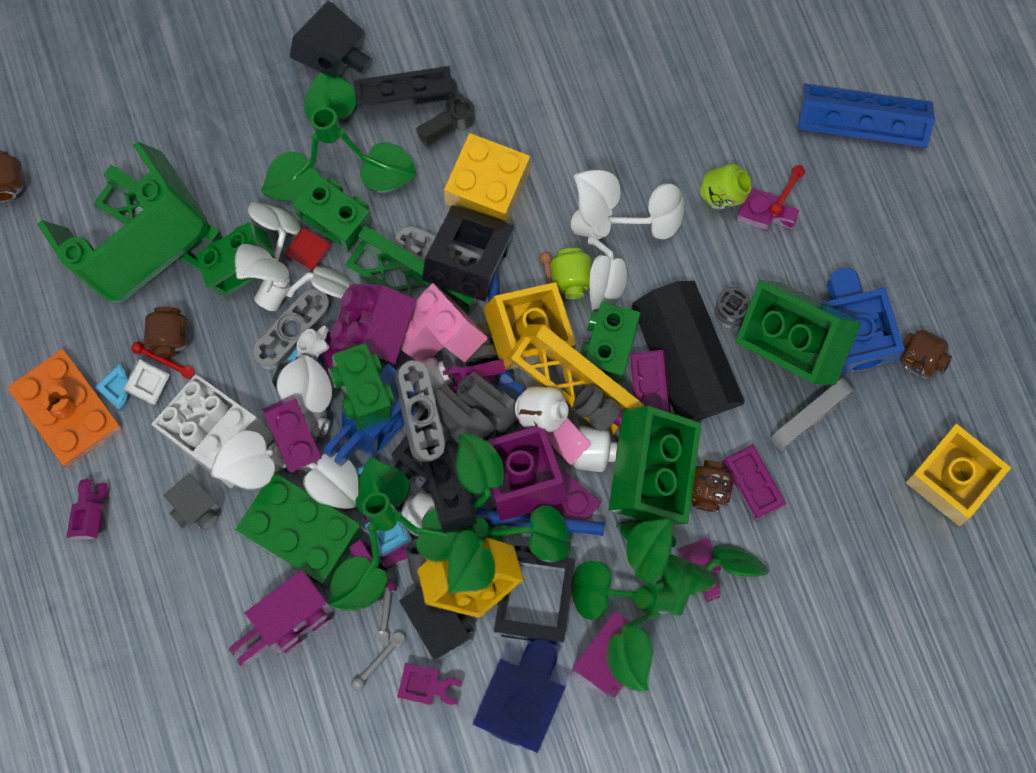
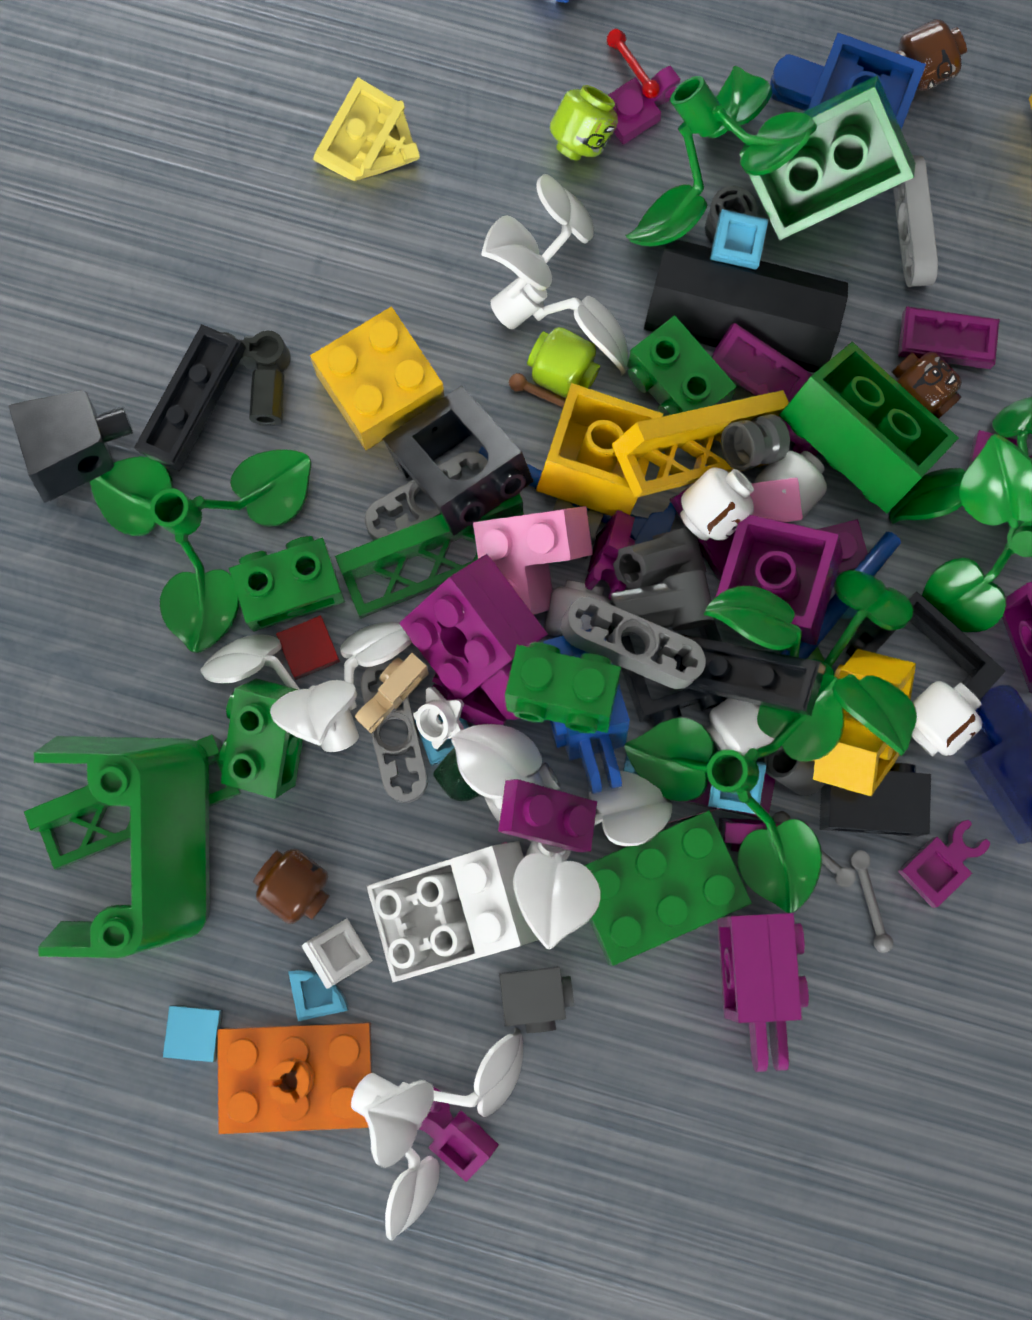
camera: 60 degrees left, 5 degrees up
(52, 336) = (192, 1033): none -> medium azure tile
(74, 458) = (397, 1114): none -> white plant
(186, 371) = (357, 894): red hinge -> none
(316, 308) = (398, 683): none -> tan plate
(503, 618) = (946, 718): none -> white head
(631, 76) = (367, 135): none -> light yellow slope
(714, 317) = (739, 239): none -> medium azure tile
(764, 241) = (712, 116): none -> green plant

